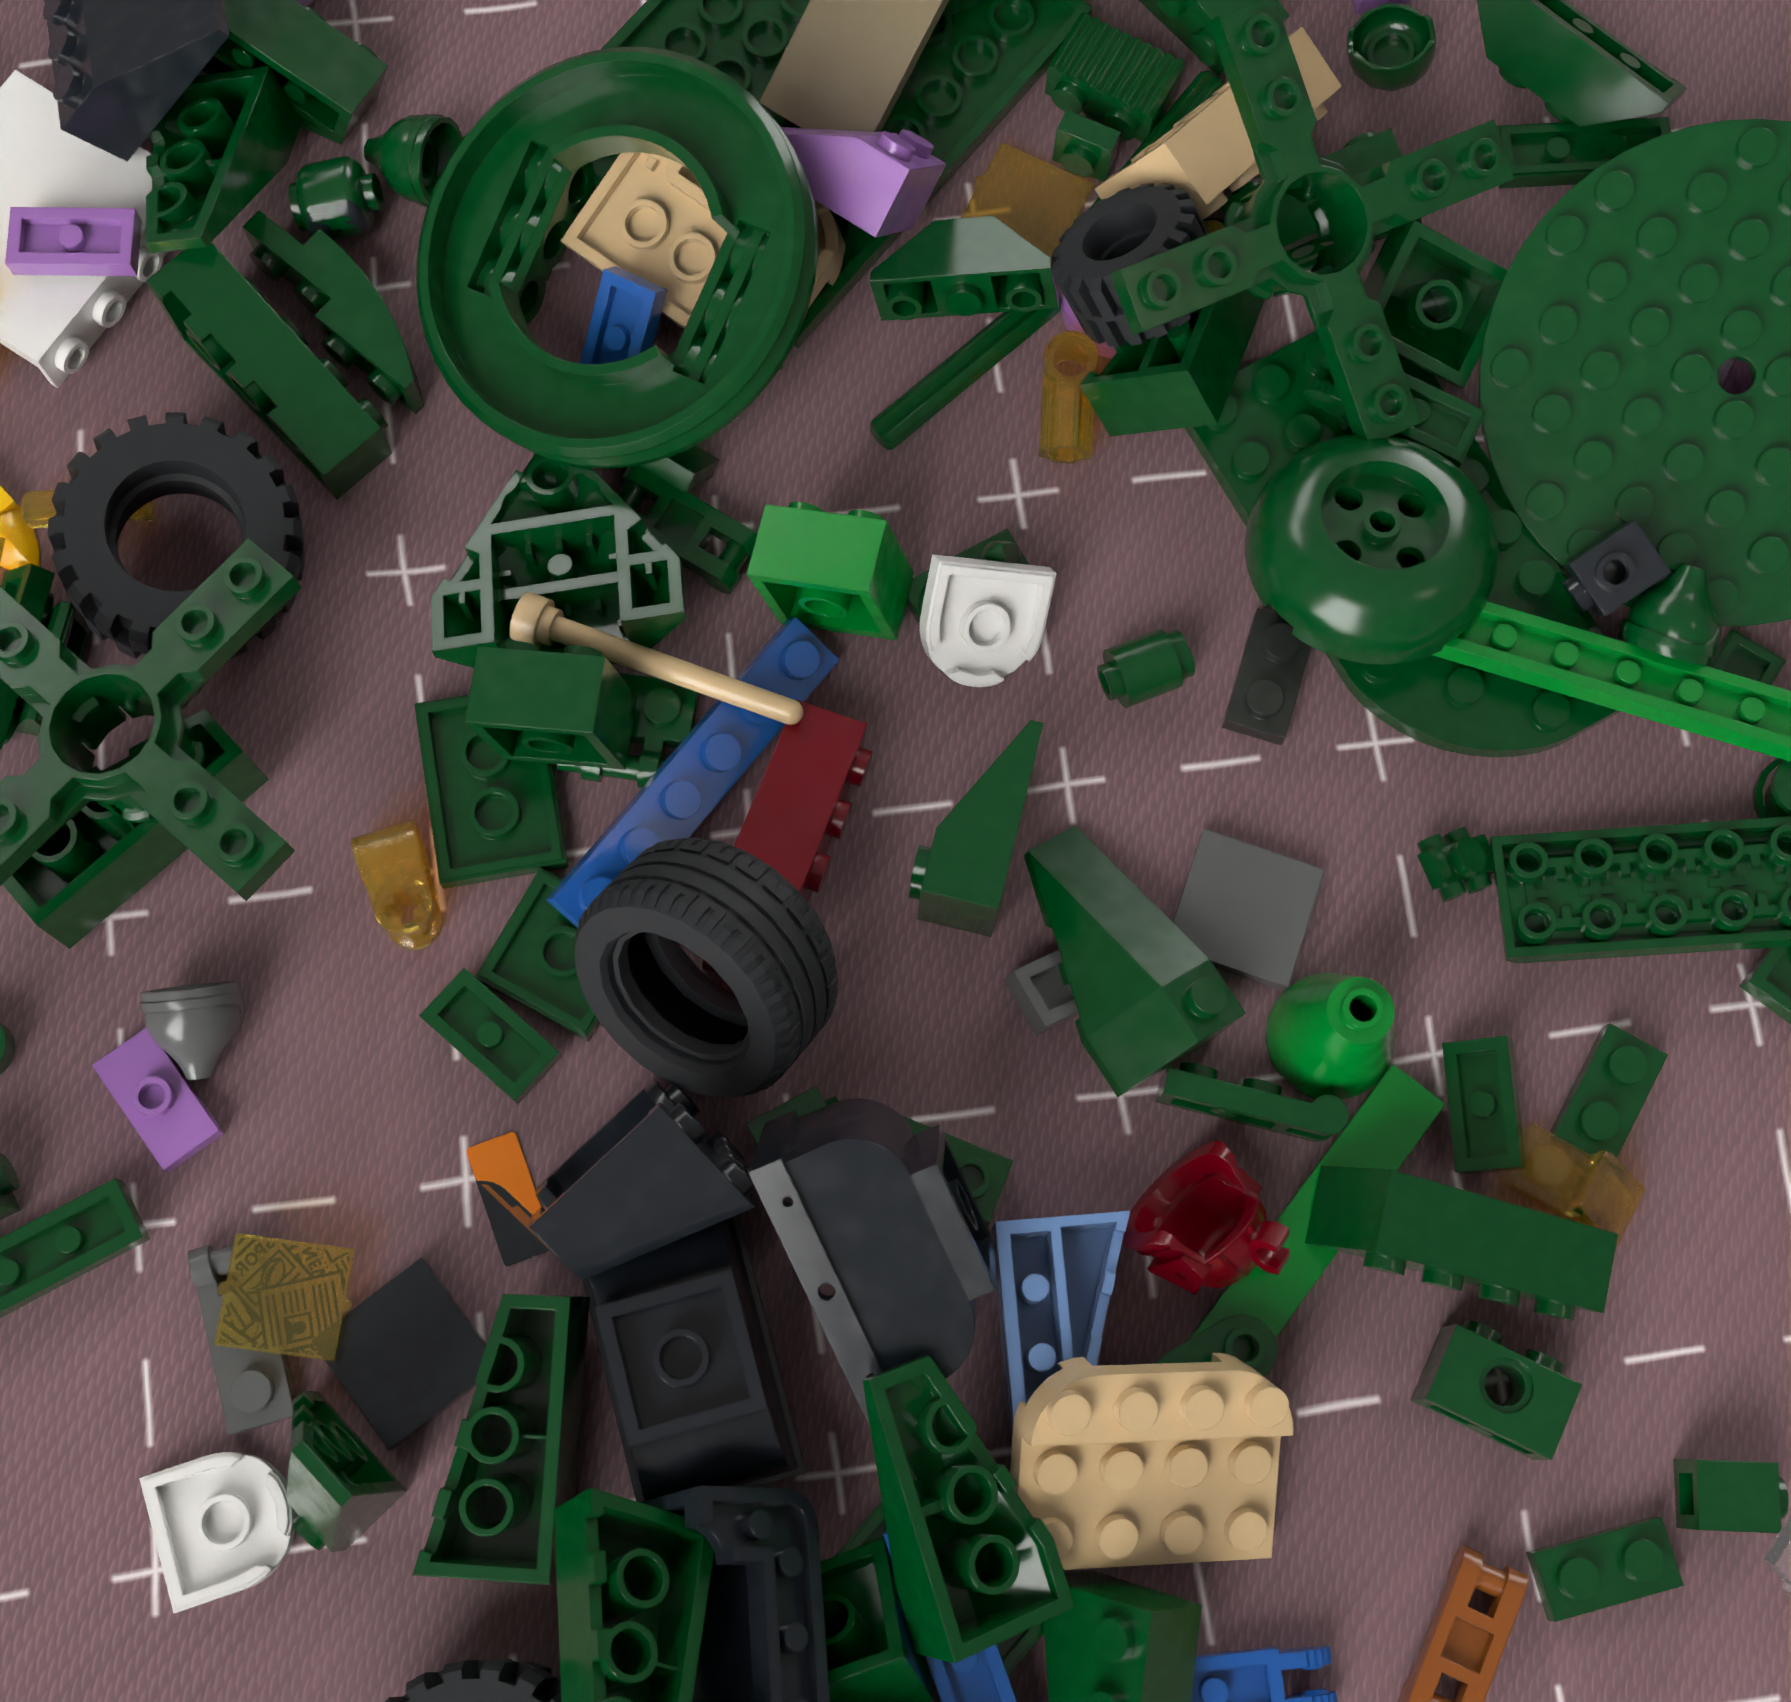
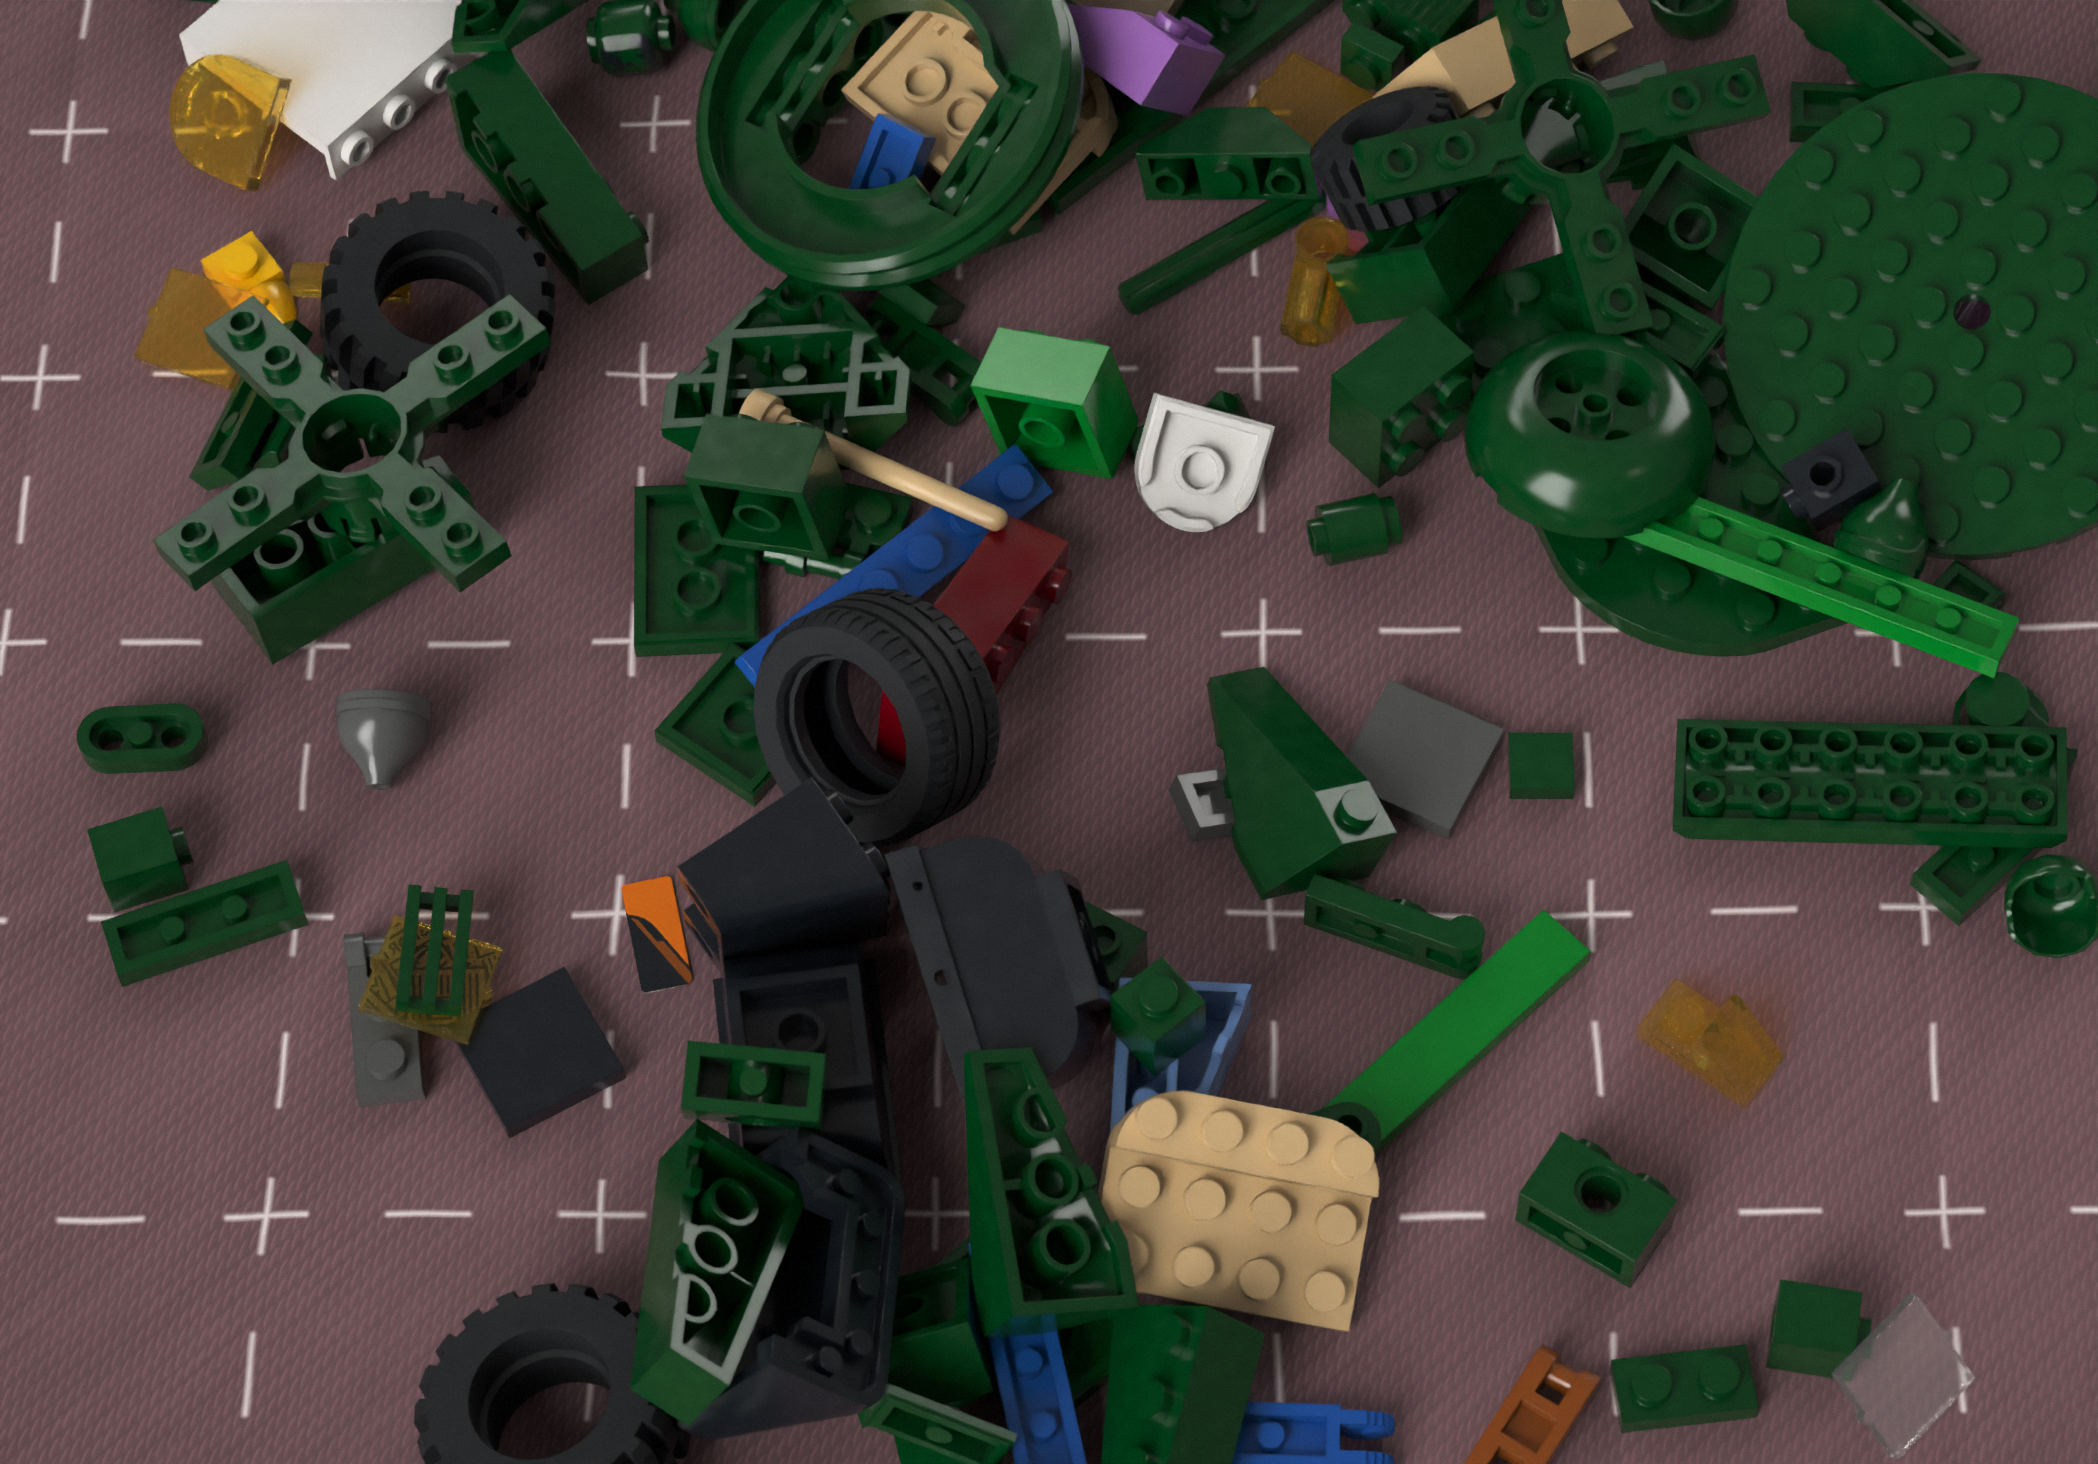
camera: 15 degrees right, 15 degrees down
(73, 241) = (380, 43): medium lavender plate -> none
(158, 1100) = (335, 805): medium lavender plate -> none
(218, 1525) = (334, 1179): white tile -> none
(280, 1214) = (439, 903): none -> dark green tile
(334, 1477) = (456, 1127): dark green wedge -> none
(344, 304) = (626, 128): dark green slope -> none
(396, 876) = (596, 642): clear yellow piece -> none
(490, 1035) = (661, 783): dark green plate -> none
(514, 1447) = (605, 1168): dark green wedge -> none
(647, 1455) = (754, 1085): none -> dark green brick
(971, 851) = (1160, 653): dark green slope -> none
(1048, 1277) = (1158, 1016): none -> dark green brick
(1177, 523) = (1401, 397): none -> dark green brick
(1205, 1223) = (1332, 1022): dark red helmet -> none
(1267, 679) = (1477, 557): pearl dark grey plate -> none
(1332, 1034) = (1490, 866): green cone -> none
(1364, 901) = (1540, 765): none -> dark green tile
(1457, 864) = (1636, 737): dark green piece -> none
(1462, 1239) = (1581, 1057): dark green wedge -> none
(1484, 1105) = (1627, 955): dark green plate -> none
(1608, 1092) = (1763, 960): dark green plate -> none

